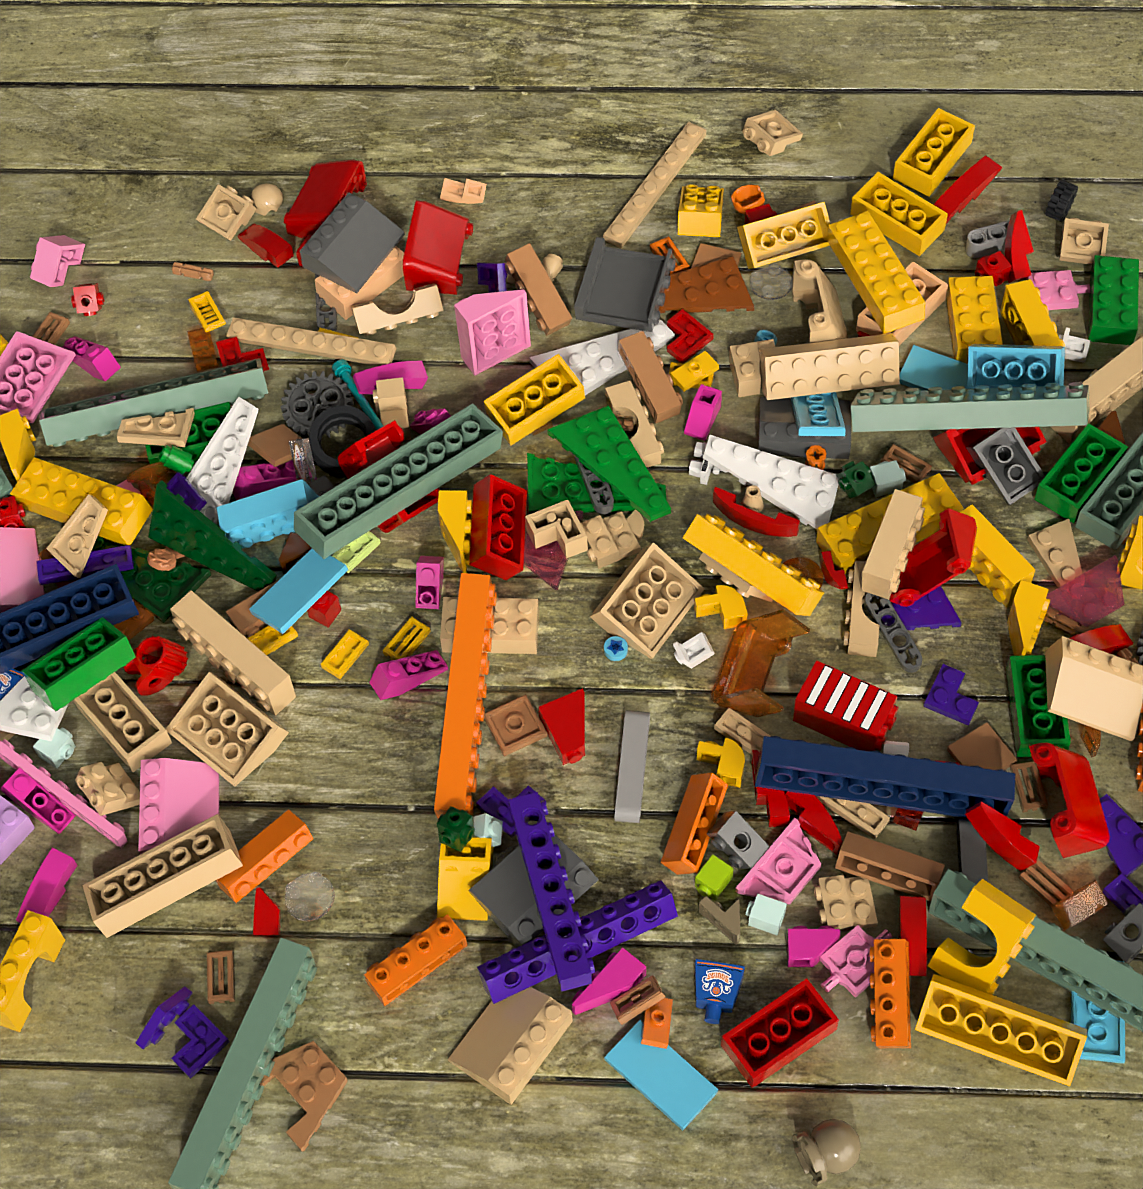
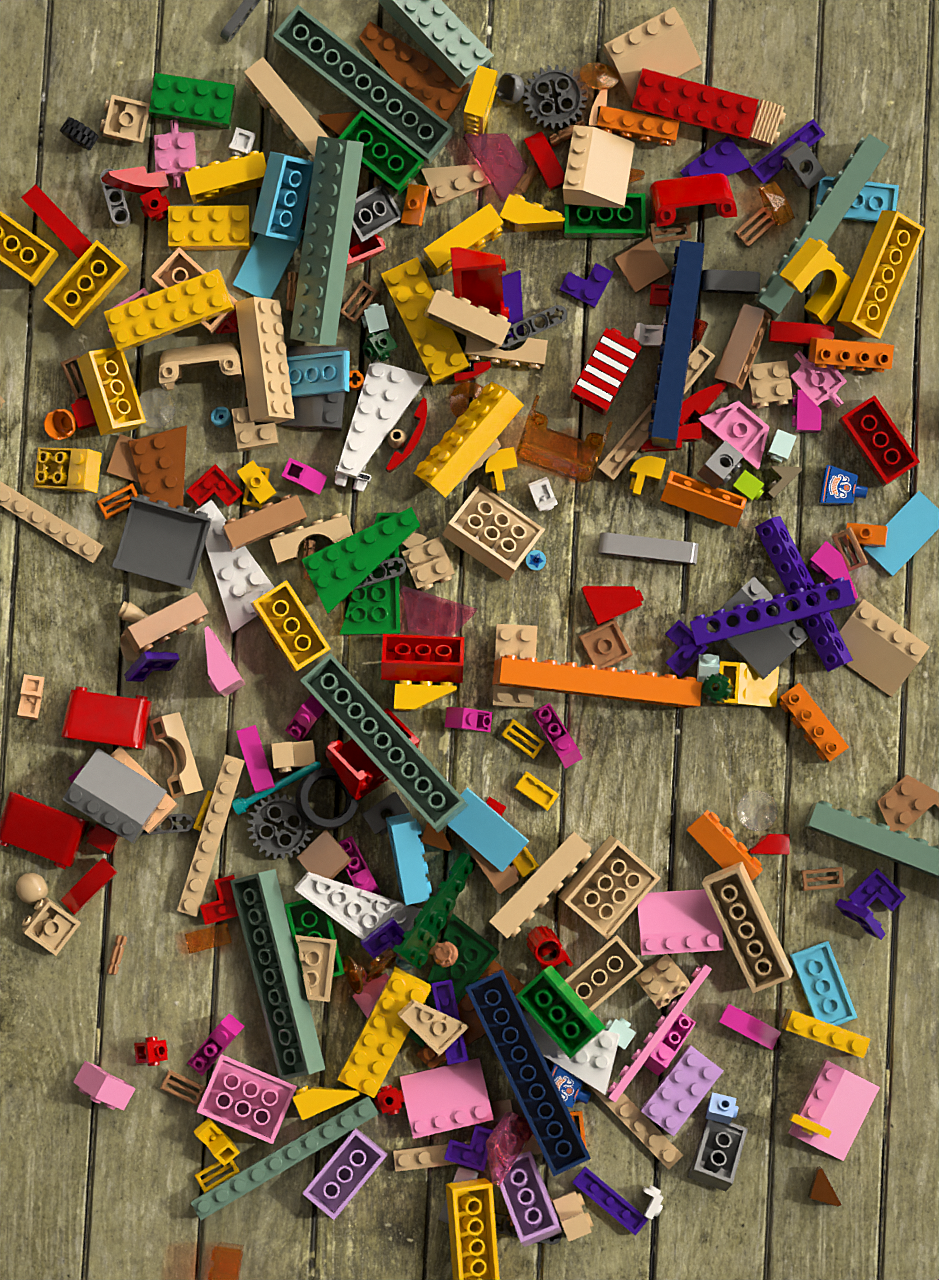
camera: 95 degrees left, 25 degrees up
(86, 980) = (823, 984): none -> medium azure tile
(176, 459) = (348, 947): green brick -> none
(206, 300) = (158, 949): yellow slope -> none
(303, 460) = (347, 834): clear tile -> none
(557, 524) = (424, 604): tan brick -> none
(1003, 836) = (723, 255): red slope -> none
(1025, 513) = (415, 205): none -> orange plate

